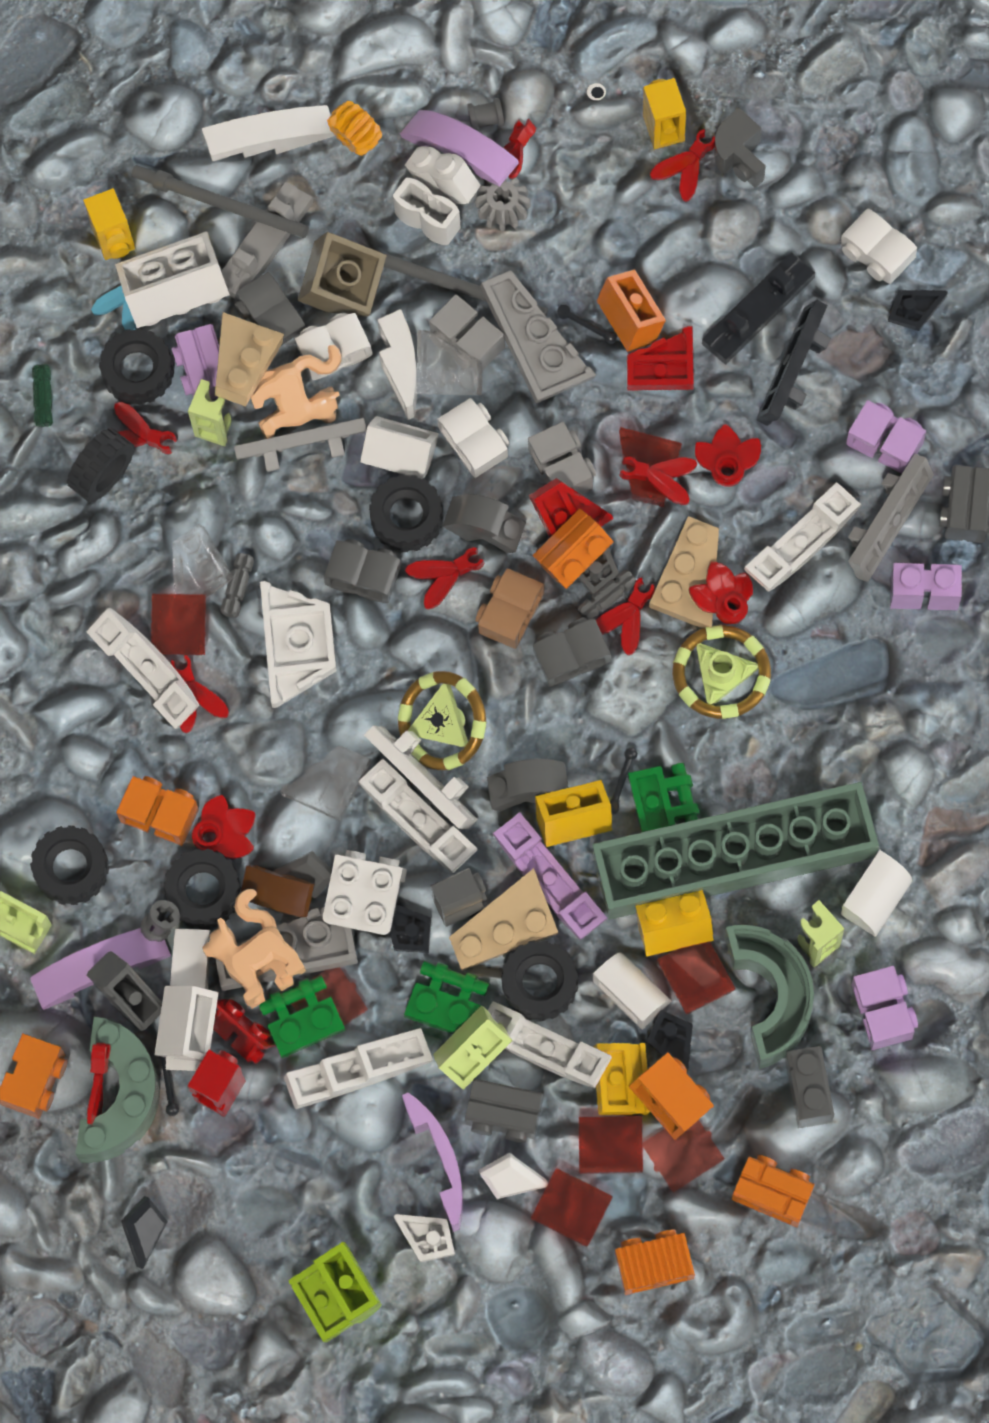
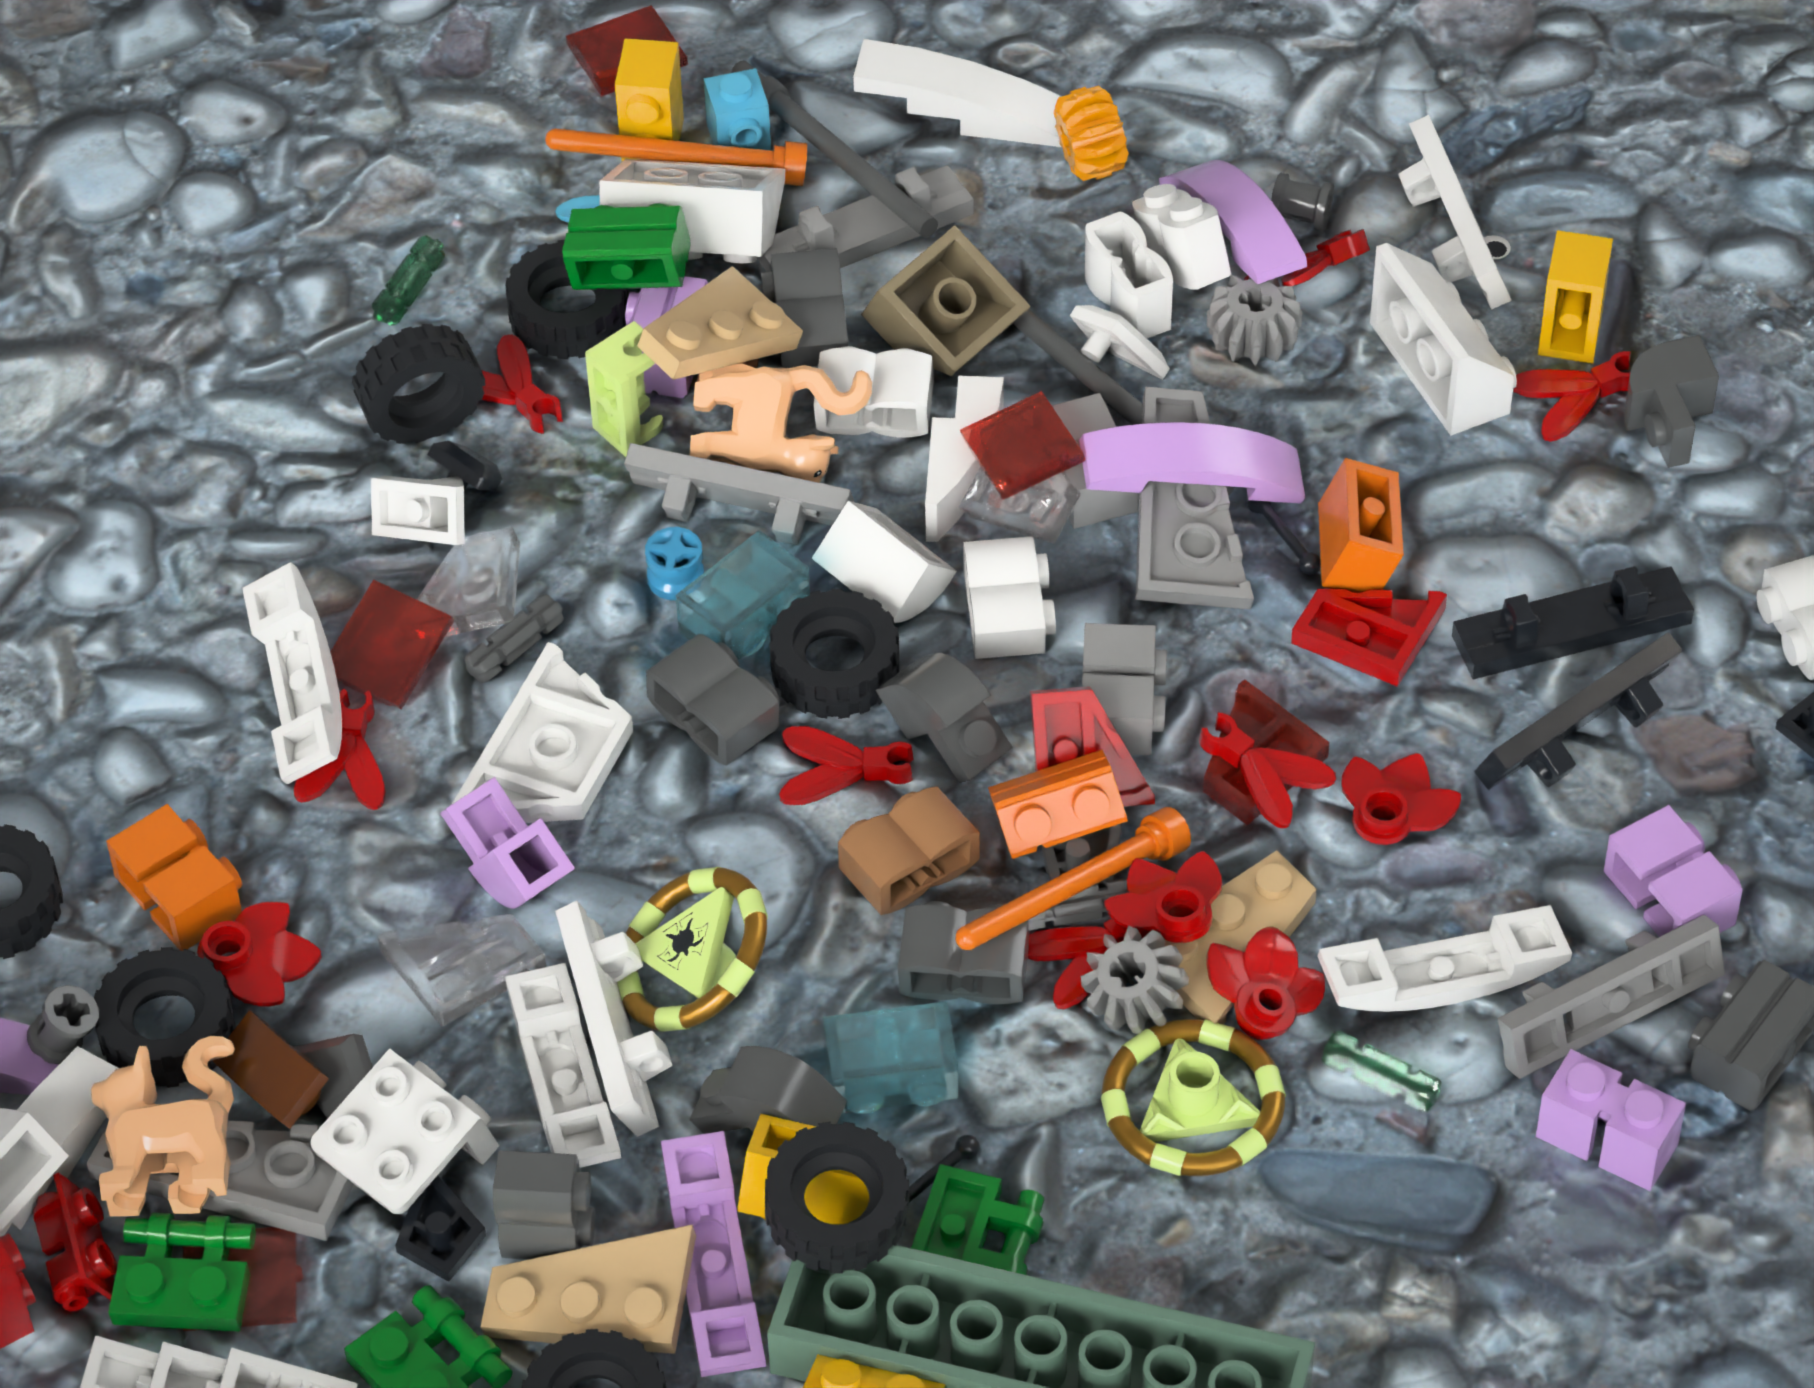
camera: 25 degrees right, 20 degrees down
(63, 187) = (601, 45): none -> clear red piece
(147, 538) = (418, 509): none -> white slope
(152, 499) = (467, 465): none -> black piece
(156, 205) = (737, 110): none -> medium azure brick
(161, 328) = (626, 247): none -> green brick
(198, 222) = (789, 157): none -> orange piece
(291, 493) = (666, 550): none -> dark azure wheel
(316, 714) = (507, 855): none -> lavender brick
(343, 505) = (742, 595): none -> clear light blue brick
(437, 249) = (1118, 337): none -> white piece
(438, 349) = (1022, 445): none -> clear red piece
(525, 314) = (1192, 454): none -> lavender slope
(570, 728) = (892, 1057): none -> clear light blue brick
(590, 103) = (1468, 251): none -> white hinge
(604, 799) = (836, 1245): none -> black tyre
(607, 173) = (1438, 342): none -> white slope
(627, 539) = (1158, 837): none -> orange piece
(653, 571) = (1169, 901): none -> red plate
(661, 638) = (1149, 995): none -> light grey gear
(802, 612) = (1381, 1071): none -> clear green axle

